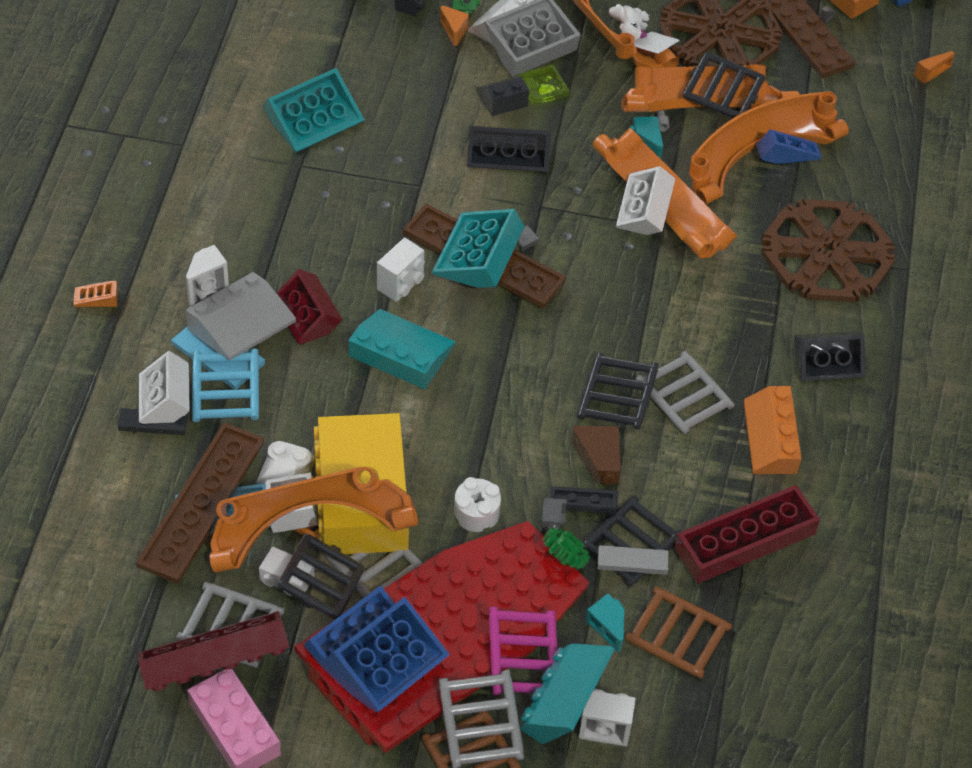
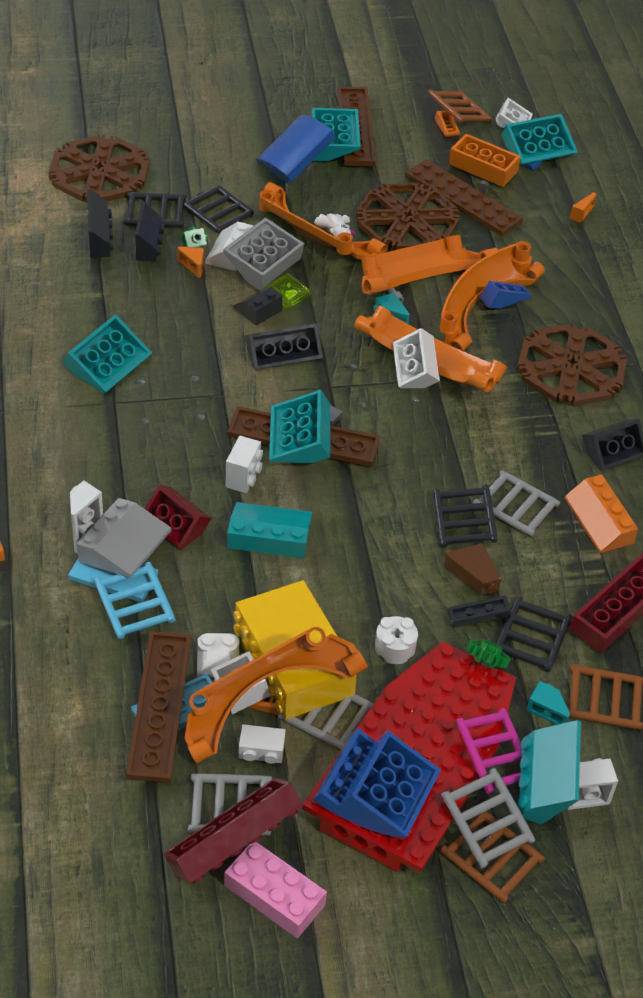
camera: 20 degrees left, 5 degrees down
(130, 422) = (82, 649): black tile -> none
(164, 390) = (82, 619): white slope -> none
(308, 600) = (299, 761): black bar -> none
(553, 514) = (461, 631): dark grey brick -> none
(633, 560) = (544, 648): light grey tile -> none
(655, 42) = (365, 237): white sticker -> none
(723, 65) = (460, 262): black bar -> none

